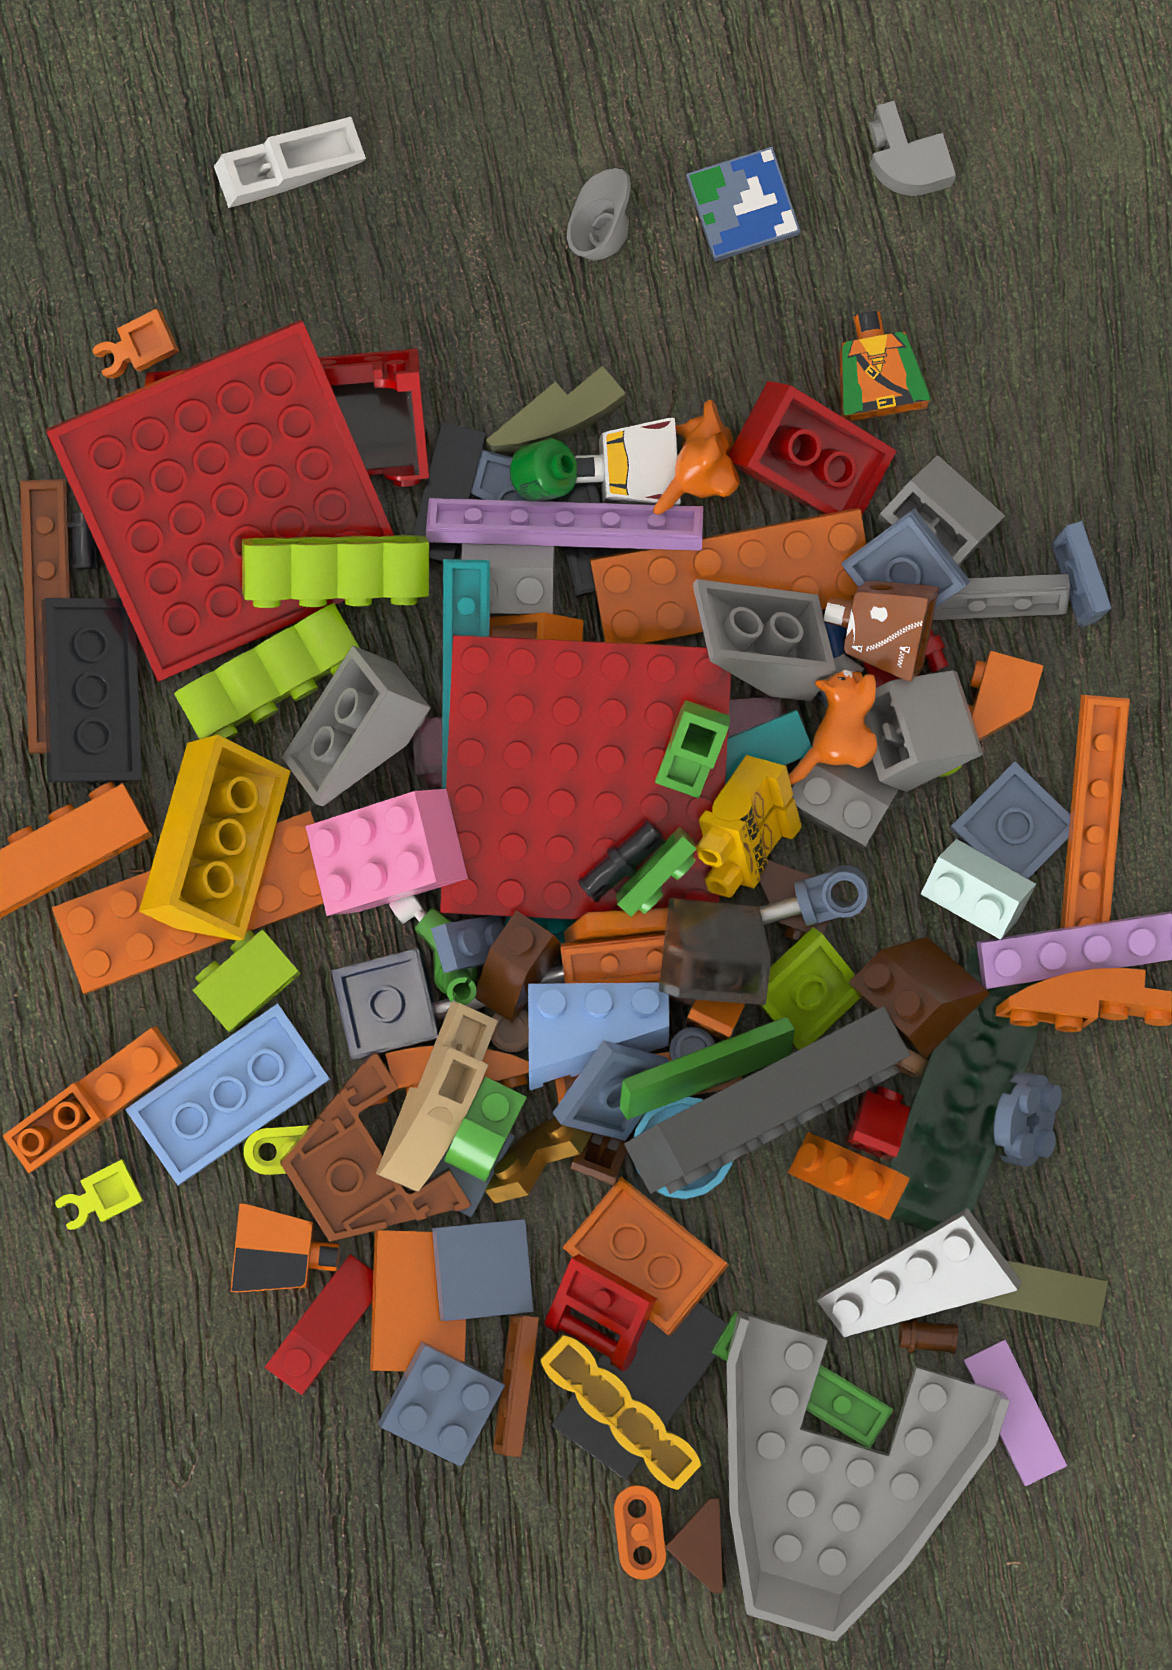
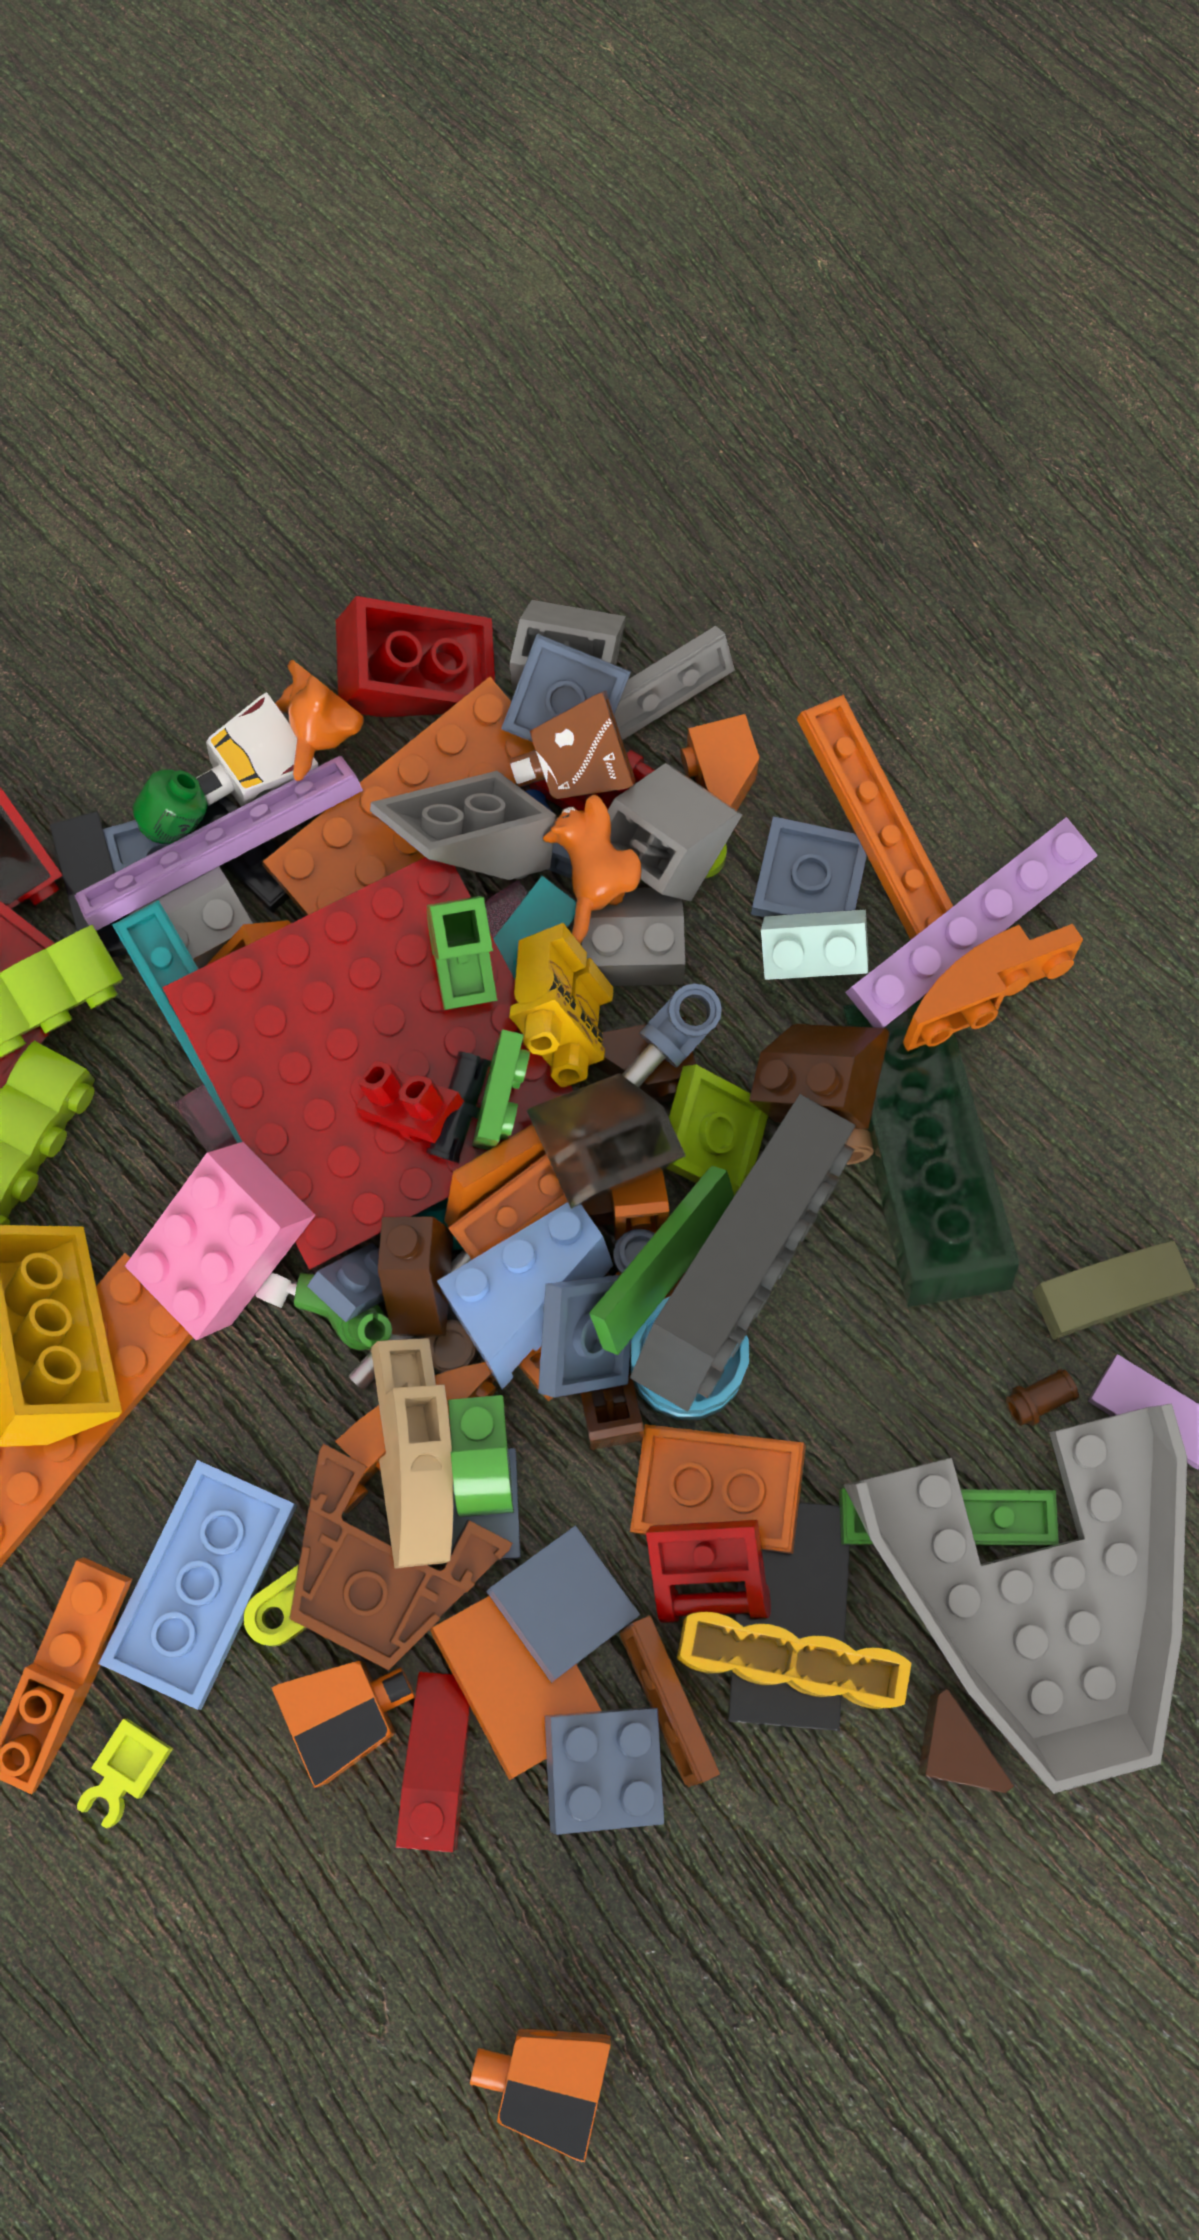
camera: 30 degrees left, 10 degrees down
(245, 980) = (151, 1456): lime brick -> none
(275, 1589) = (548, 2086): none -> orange torso
(355, 725) = (119, 1140): light grey slope -> none
(386, 1004) = (308, 1394): plate -> none
(526, 1159) = (540, 1466): pearl gold plate -> none
(559, 415) = (170, 744): olive slope -> none
(584, 838) = (406, 1102): none -> red hips
(599, 216) = (96, 569): light grey cap -> none
(639, 1531) = (886, 1776): orange plate -> none
(743, 204) = (222, 493): tile -> none
(849, 1175) = (870, 1281): orange plate -> none
(879, 373) = (435, 558): torso -> none
(879, 1123) = (866, 1219): red slope -> none
(904, 166) = (350, 380): light grey brick -> none
(925, 1276) = (1007, 1332): wing -> none
(1027, 1119) = (1000, 1127): sand blue plate -> none
(1086, 585) = (719, 602): sand blue tile -> none

